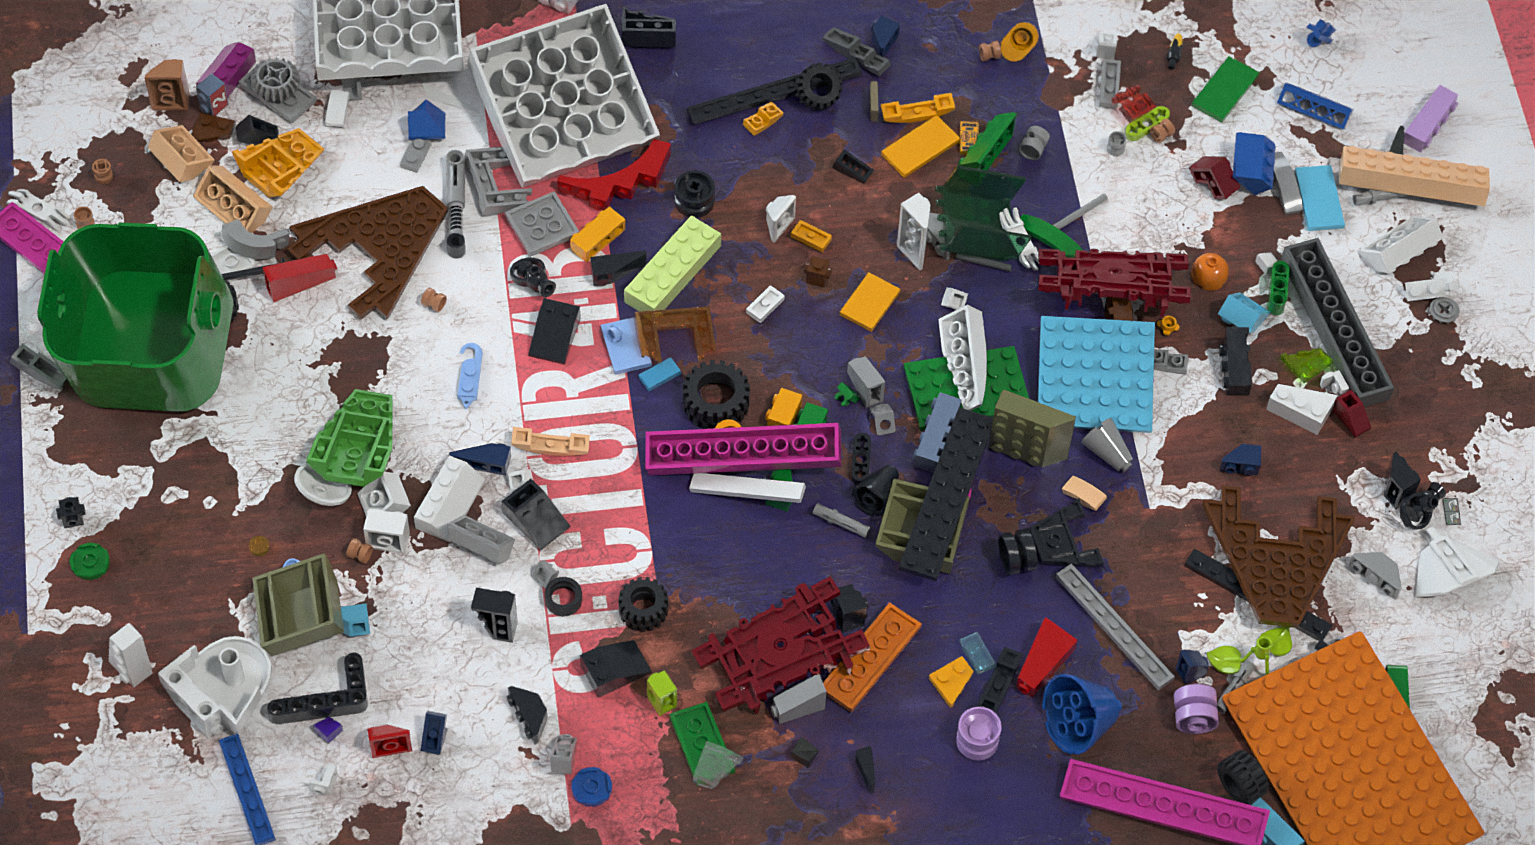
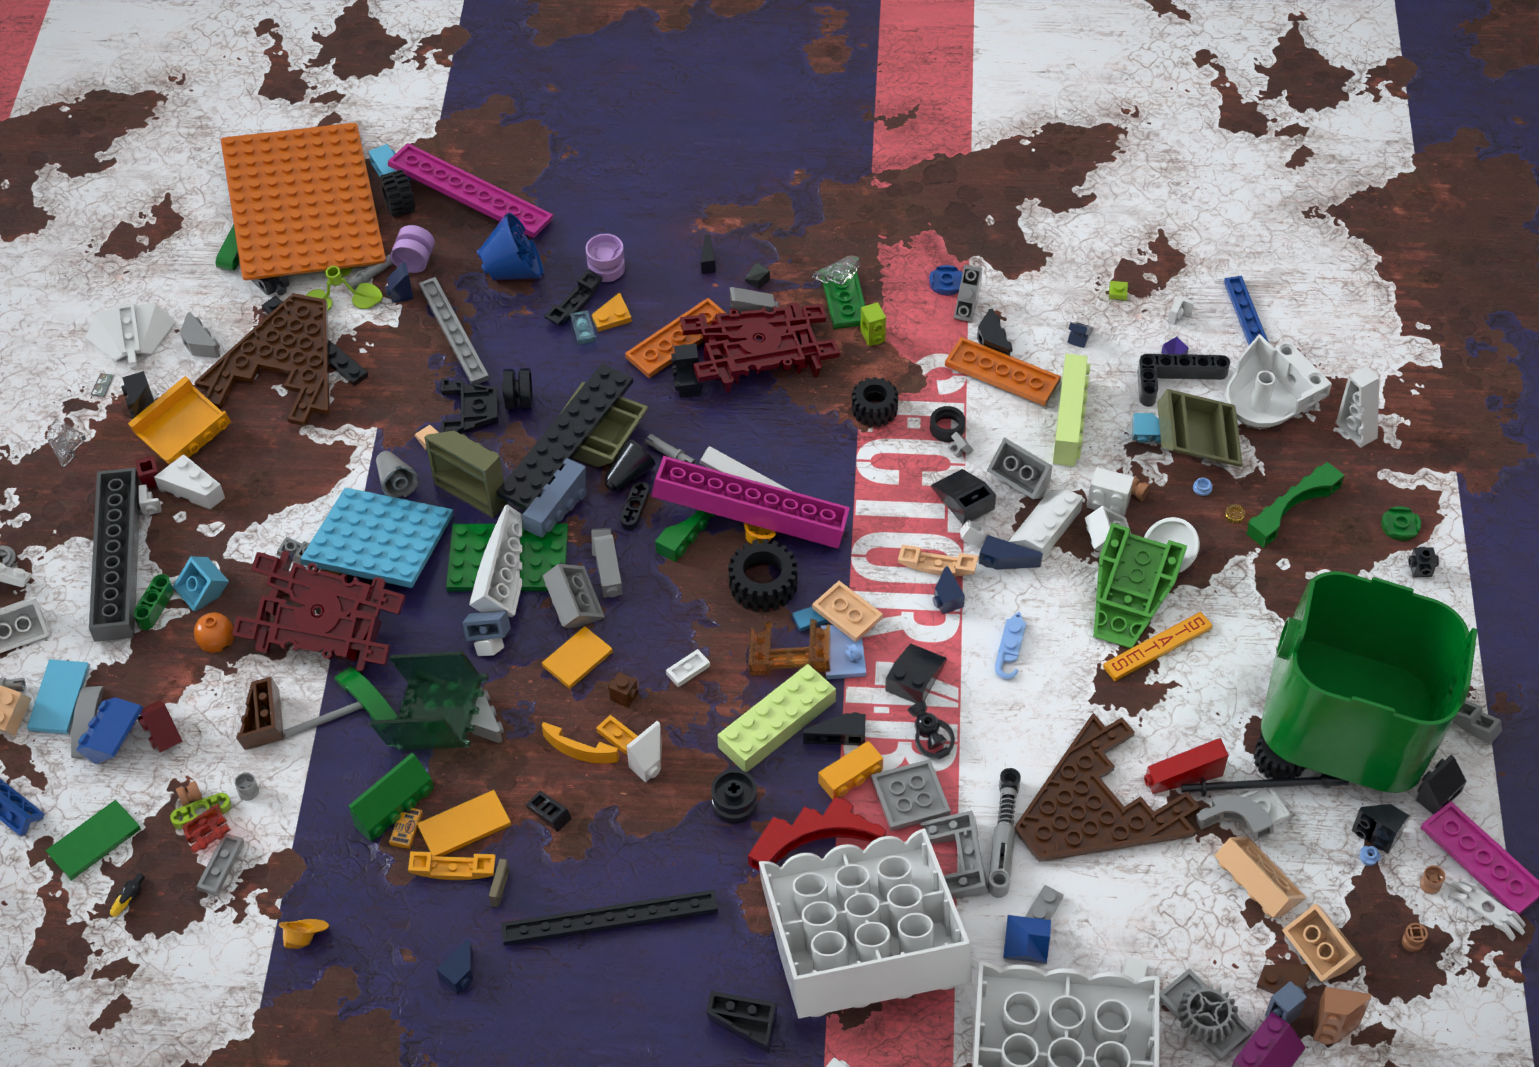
camera: 165 degrees left, 5 degrees down
(171, 586) = (1320, 483): none -> green arch
(254, 130) = (1230, 959): black slope -> none
(278, 162) = (1202, 914): light orange wedge -> none
(329, 395) = (1157, 646): none -> light orange tile
(389, 740) = (1121, 323): red slope -> none
(396, 803) = (1118, 290): none -> lime plate
(433, 299) = (1040, 724): nougat wheel -> none
(434, 621) = (1071, 410): none -> yellowish green brick
(497, 611) = (1011, 392): black wedge -> none
(507, 668) = (1002, 371): none -> orange plate
(536, 410) = (948, 593): none -> dark blue slope
(614, 666) = (911, 360): black slope -> none
(628, 371) = (847, 611): none -> light nougat plate
(763, 118) = (632, 888): light orange slope -> none
(785, 408) = (697, 555): light orange brick -> none
(826, 74) = (559, 897): black tyre -> none
(843, 215) = (601, 754): none -> light orange slope
(848, 394) = (629, 563): green tile -> none
(851, 47) = (498, 956): dark grey slope -> none
(889, 347) = (573, 595): none -> light grey slope
(914, 228) = (507, 688): white slope -> none
(955, 300) = (486, 625): none -> sand blue brick
(990, 51) = (341, 926): nougat wheel -> none
(1017, 227) = (398, 701): white piece -> none
(1034, 143) = (340, 795): light grey wheel -> none
(1046, 655) = (524, 314): red slope -> none
(1106, 45) = (201, 908): white slope -> none
(1128, 198) = (262, 716): none -> reddish brown wedge
(1235, 362) = (234, 532): black wedge -> none
(1243, 460) = (271, 446): dark blue slope -> none
(1265, 262) = (149, 634): white slope -> none
(1307, 363) = (163, 527): clear neon green wing -> none
(1342, 467) = (179, 422): none -> light orange panel
(1422, 503) = (112, 389): black piece -> none
(1452, 437) = (64, 441): none -> clear slope

